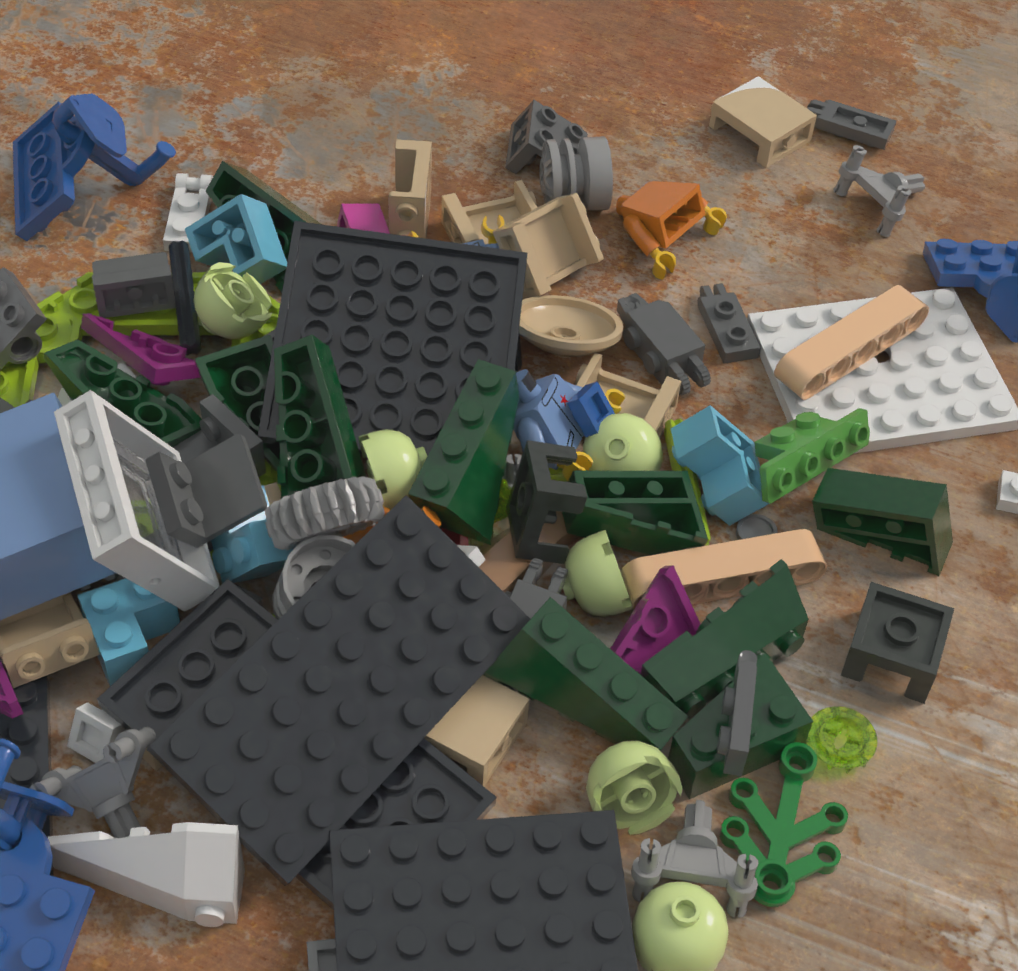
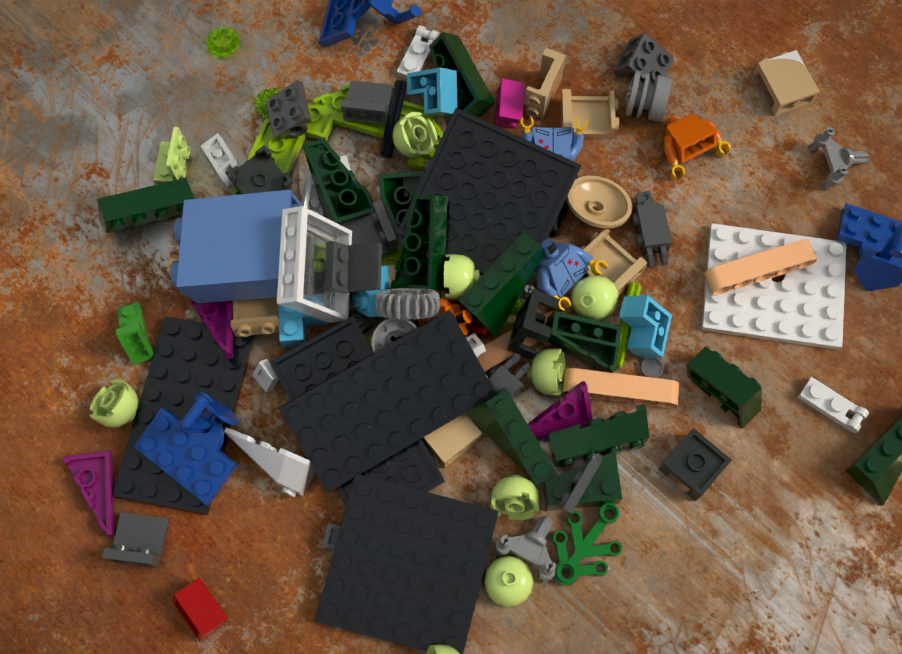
camera: 25 degrees right, 20 degrees up
(106, 785) = (259, 408): light grey axle -> none
(145, 353) = (360, 154): magenta wing -> none
(556, 242) = (609, 143): tan panel -> none
(590, 408) = (583, 270): blue plate -> none
(727, 324) = (697, 225): dark grey hinge -> none
(807, 449) = (698, 330): bright green bracket -> none
(852, 123) = (843, 98): dark grey hinge -> none
(860, 740) = (650, 507): clear neon green gear -> none

